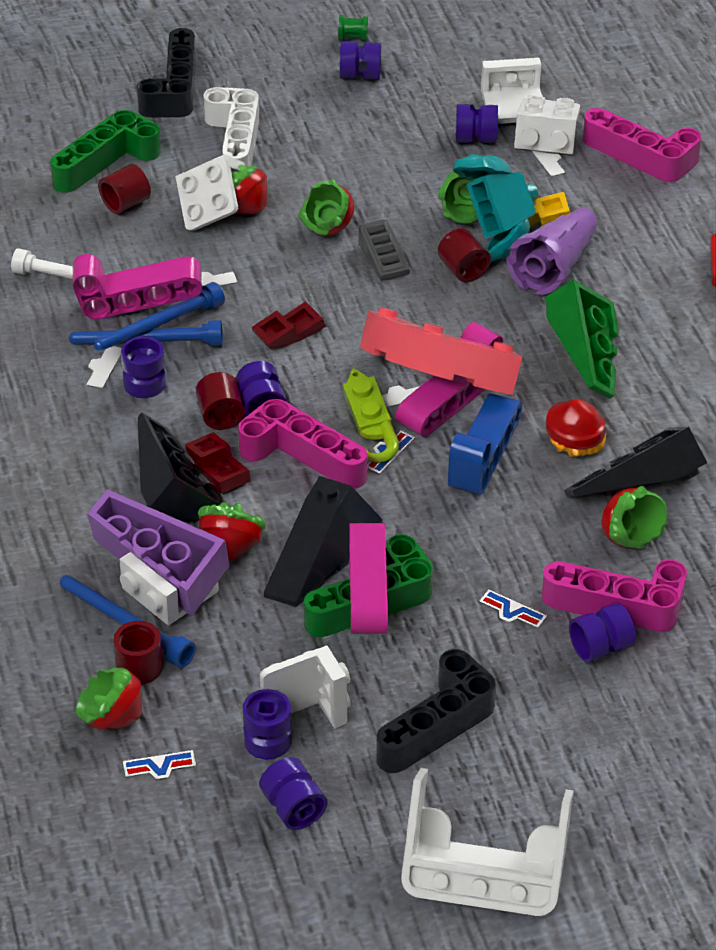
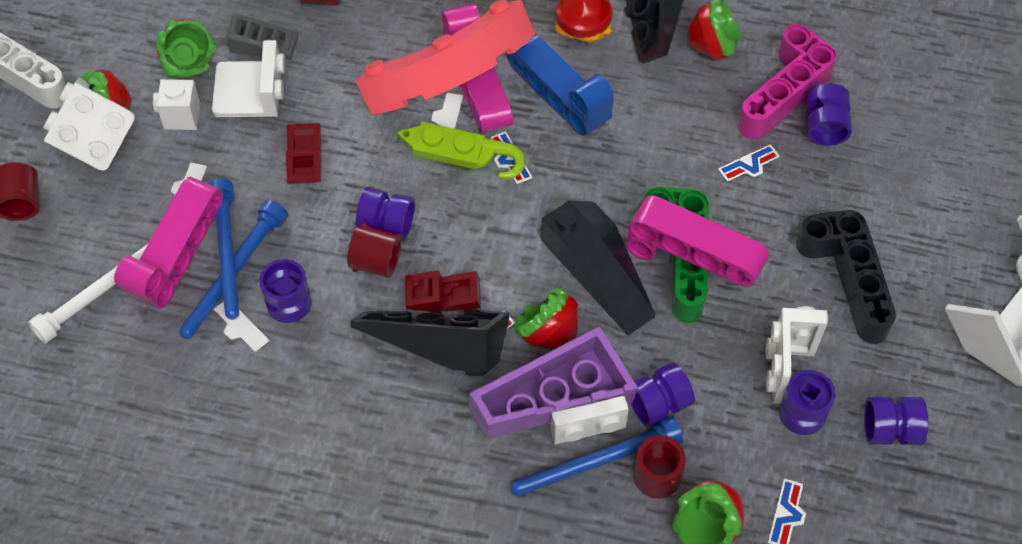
camera: 60 degrees left, 15 degrees up
(205, 624) = (664, 392): none -> dark purple wheel
(273, 233) = (177, 104): none -> white brick
(304, 438) = (514, 196): dark pink beam -> none
(329, 265) = (250, 86): none -> white bracket

